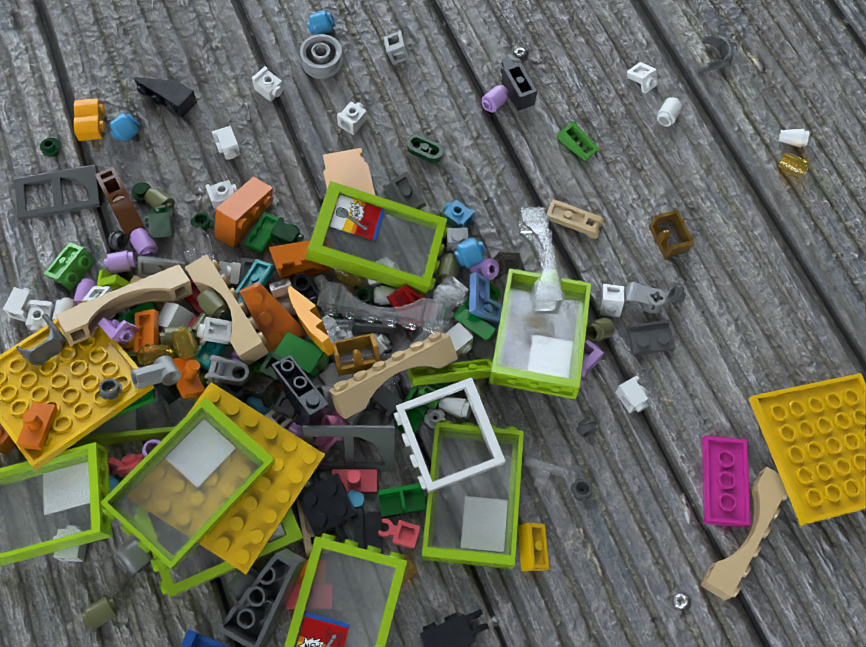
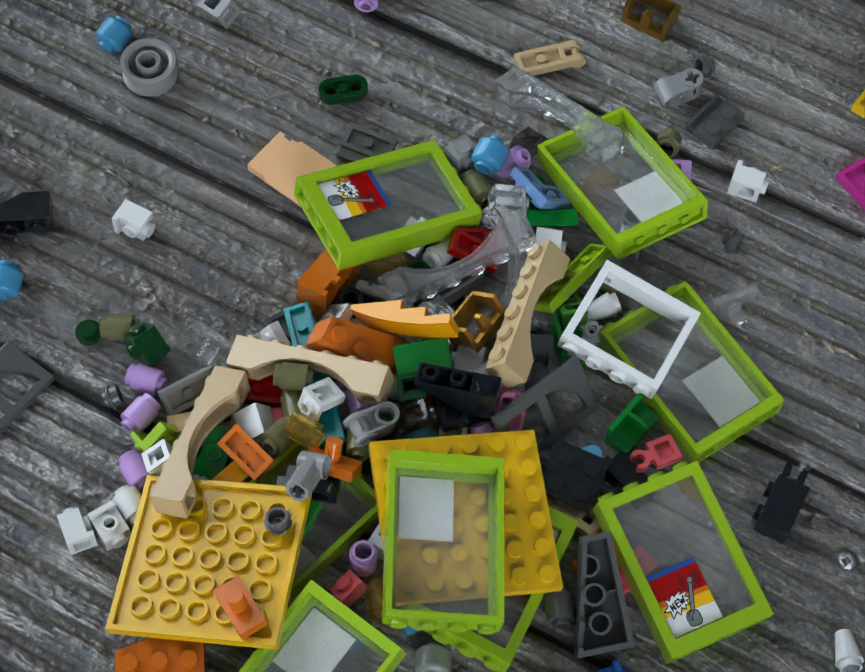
camera: 40 degrees left, 5 degrees down
(46, 350) = (165, 549): dark grey helmet -> none
(70, 266) = (86, 456): bright green bracket -> none
(118, 331) = (219, 471): lavender bracket -> none
(119, 200) = (80, 353): reddish brown slope -> none
(150, 352) = (282, 462): clear yellow brick -> none
(202, 217) = (181, 311): dark green plate -> none
(220, 192) = (180, 275): white brick -> none
(241, 211) = (220, 275): orange wedge -> none
(260, 235) = (259, 283): green plate -> none
(267, 84) = (118, 134): white brick -> none
(285, 233) = (286, 267): dark green brick -> none
(352, 117) = (241, 105): white brick -> none
(359, 479) = (579, 434): coral tile -> none
(458, 215) = (438, 129): dark azure brick -> none
(533, 547) = (783, 378): yellow slope -> none
(587, 487) = (780, 292): dark grey plate -> none
(612, 300) = (653, 109): white bracket -> none

